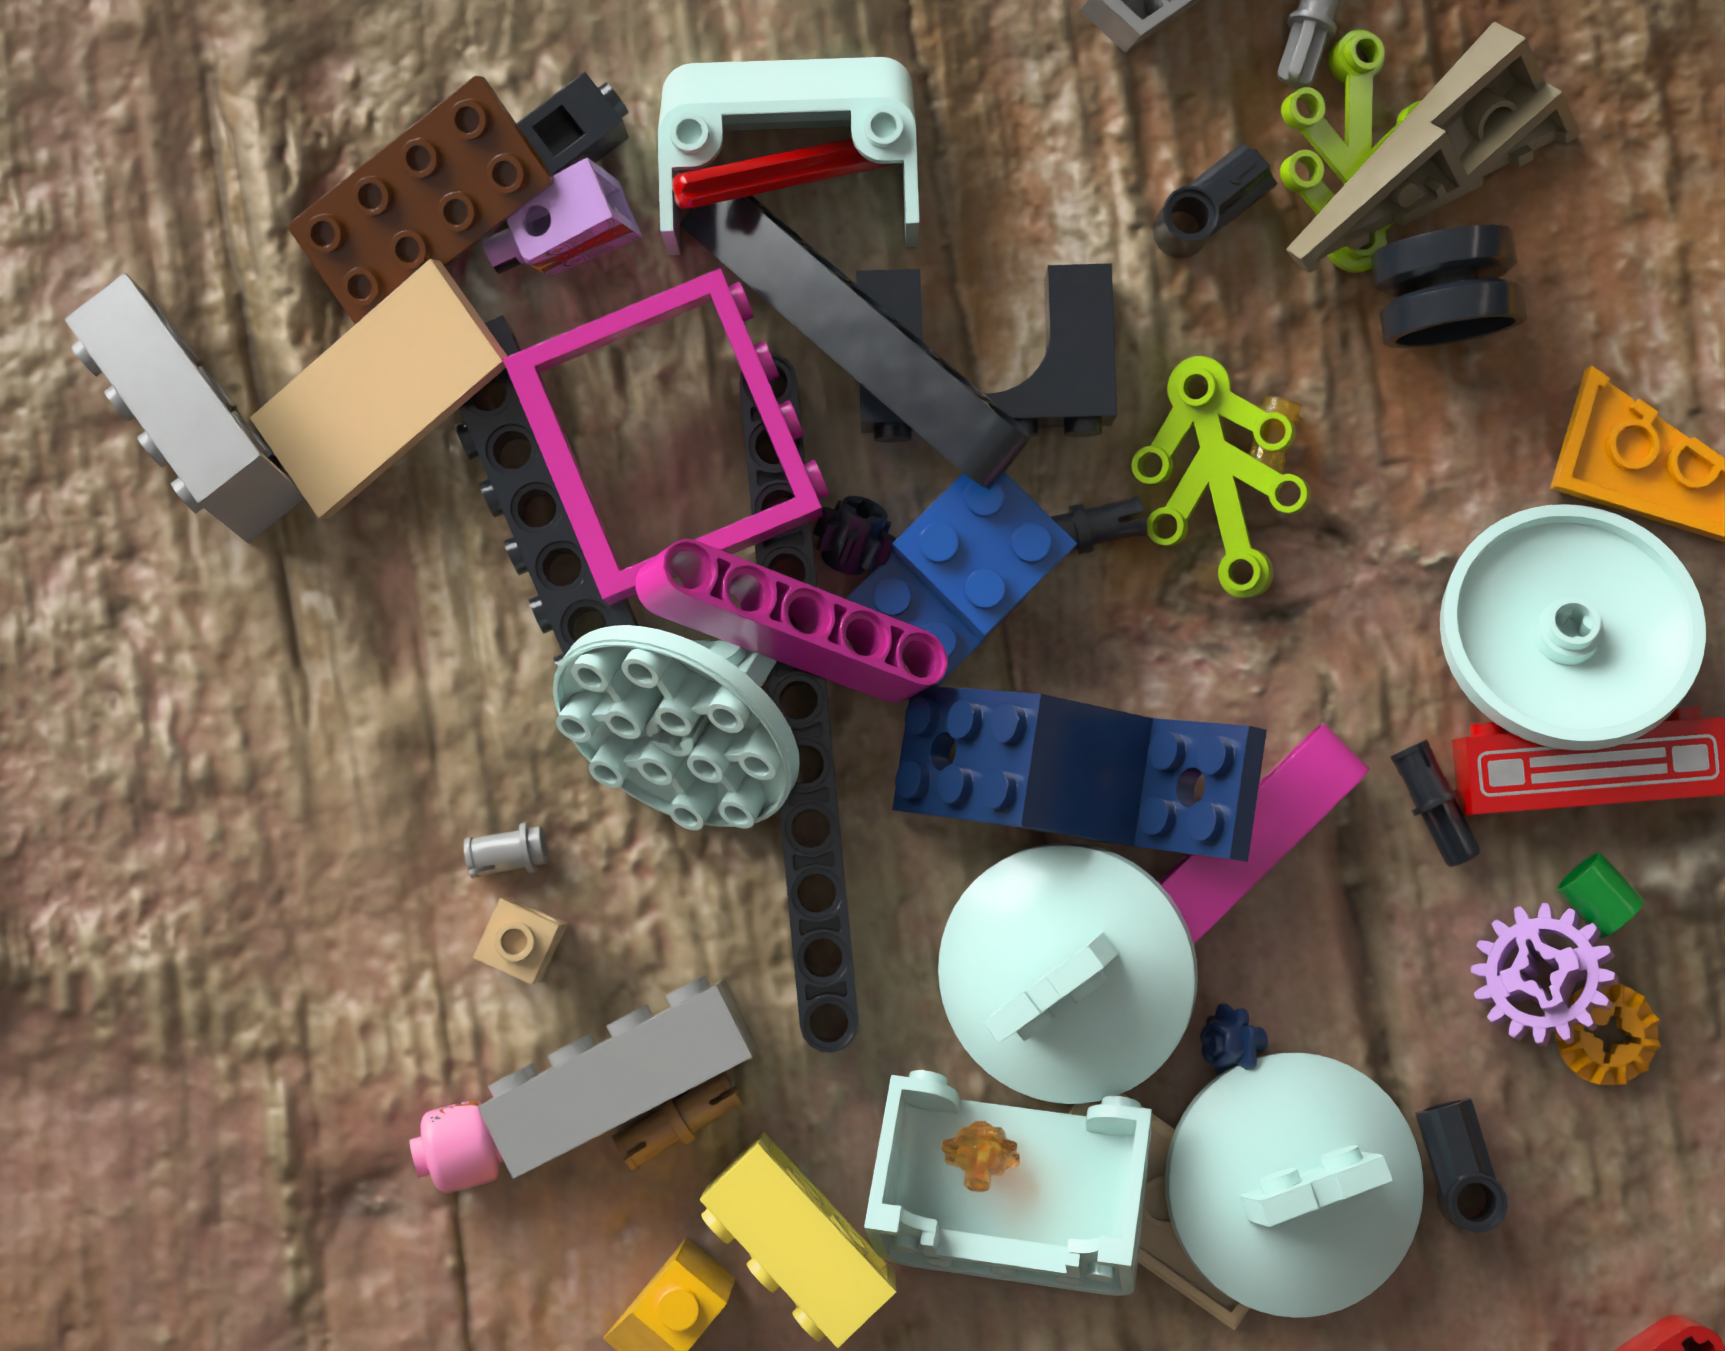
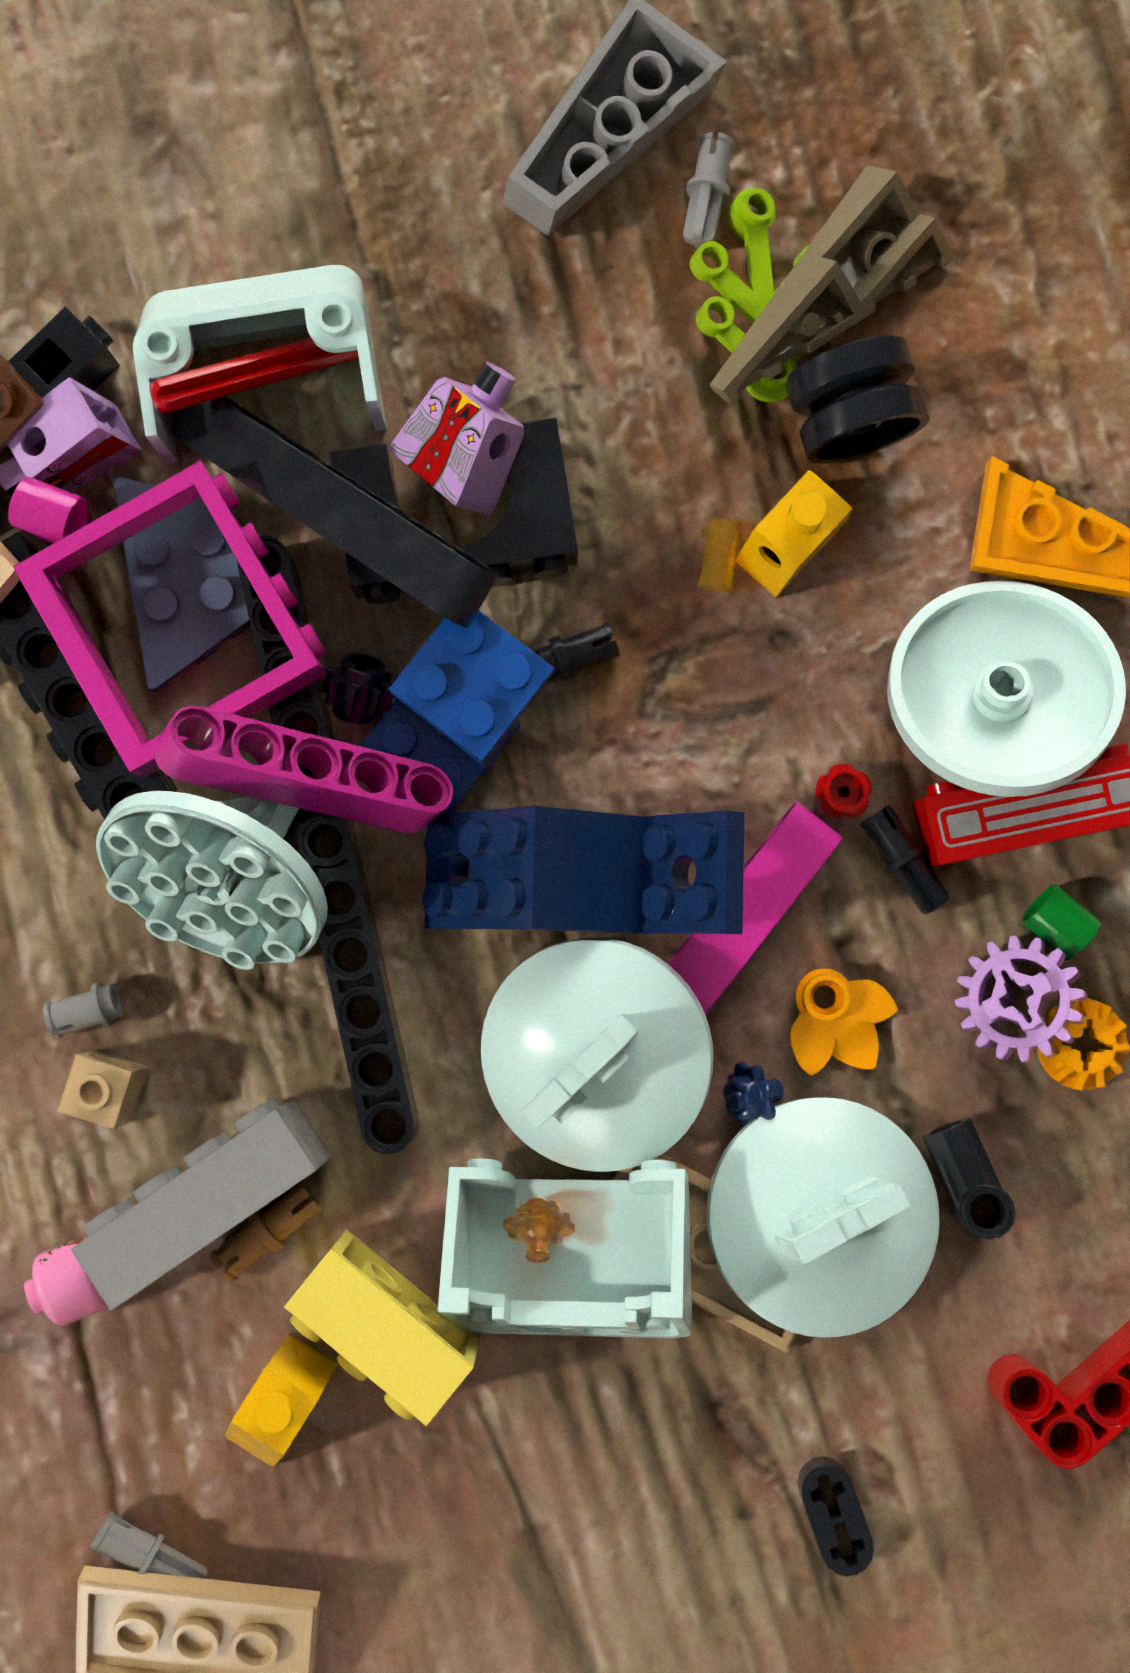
camera: 15 degrees left, 0 degrees up
(543, 301) = (47, 510): none -> dark pink piece
(671, 393) = (181, 587): none -> sand blue wing
(1006, 276) = (463, 439): none -> lavender torso
(1213, 200) = (641, 353): black piece -> none
(1217, 466) = (673, 588): lime plant -> none
(1343, 980) = (841, 1028): none -> light orange plate
(1358, 425) = (794, 532): none -> yellow torso
(1394, 715) = (843, 776): none -> red plate

